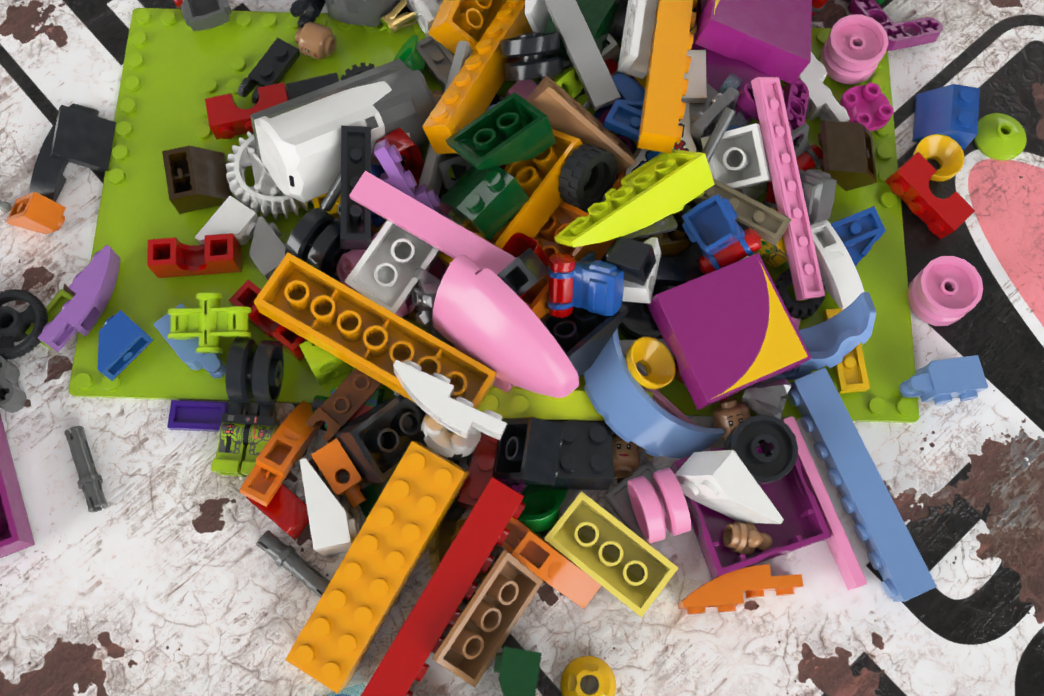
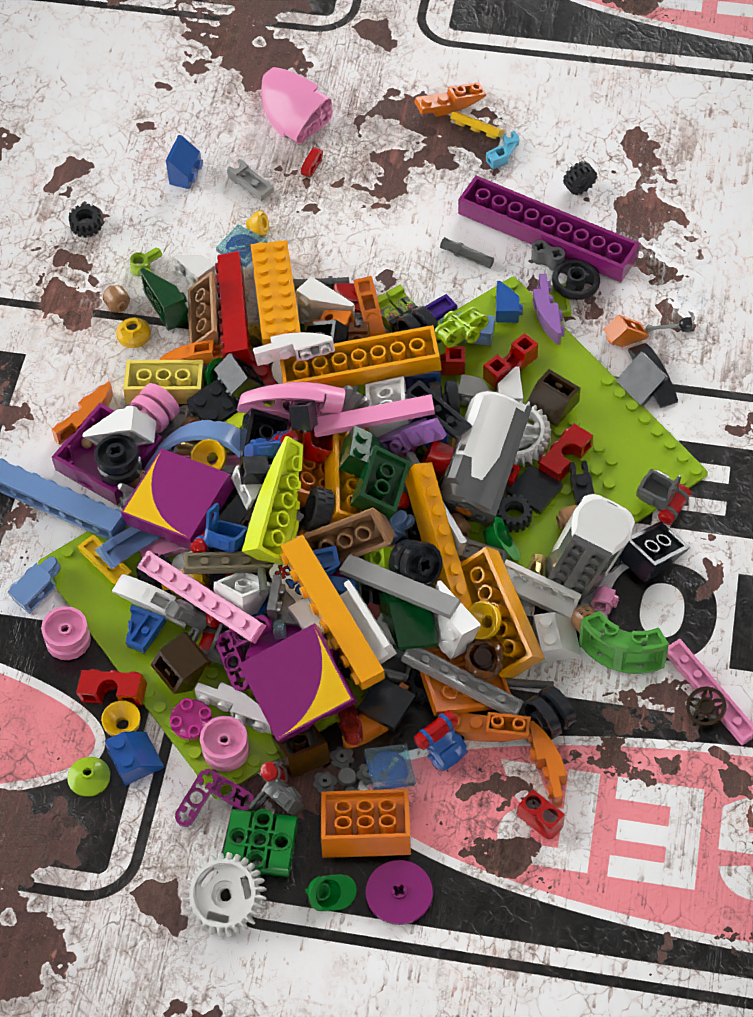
camera: 145 degrees right, 15 degrees down
(838, 542) = (65, 478): bright pink tile -> none

